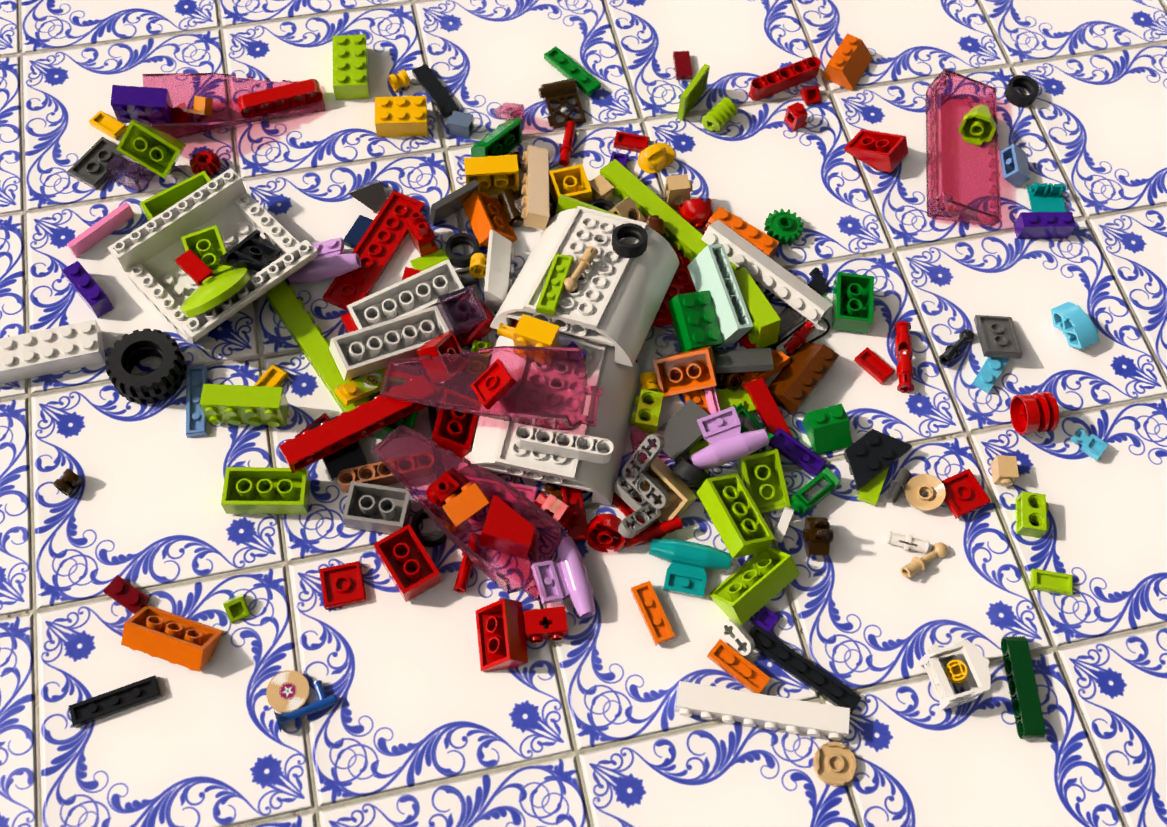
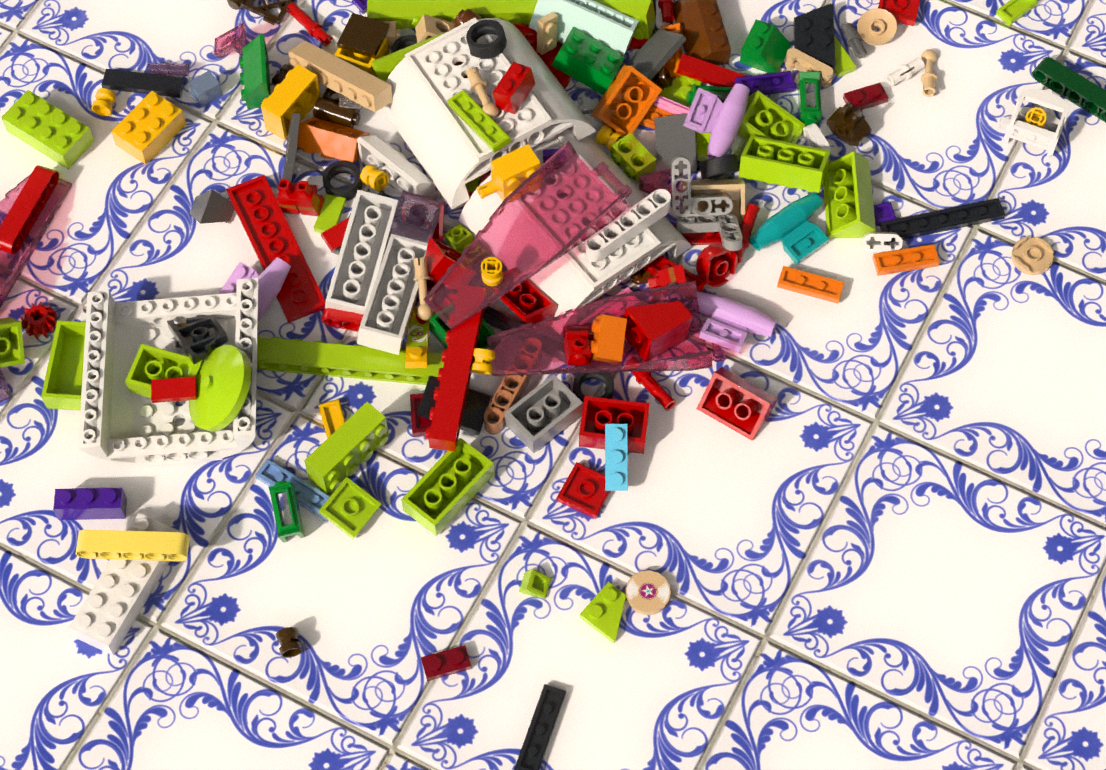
camera: 45 degrees left, 0 degrees up
(60, 332) = (132, 545): none -> light yellow beam
(100, 229) = (29, 452): bright pink tile -> none
(139, 346) = (222, 478): black tyre -> none
(168, 405) = (286, 510): none -> green window
(171, 637) = (522, 649): orange slope -> none
(202, 441) = (349, 508): none -> lime plate
(249, 673) = (605, 611): none -> lime wing
(322, 703) = (670, 612): blue piece -> none
(357, 231) = (241, 246): dark blue tile -> none
(374, 435) = (483, 361): none -> yellow wheel
(376, 584) = (616, 457): none -> medium azure plate
(414, 343) = (423, 311): none -> tan pin
(443, 384) = (491, 271): none -> yellow wheel
(457, 95) = (168, 69): none -> clear purple pin
(493, 384) = (531, 232): red tile -> none
(555, 620) = (756, 362): red brick -> none
(579, 175) = (363, 35): none -> dark brown tile
(598, 283) = (513, 88): none -> red brick
(689, 278) = (547, 33): none -> tan plate
(762, 710) = (952, 270): white brick -> none
(842, 471) = (804, 63): none -> tan plate
(857, 531) = (867, 96): none -> dark red plate

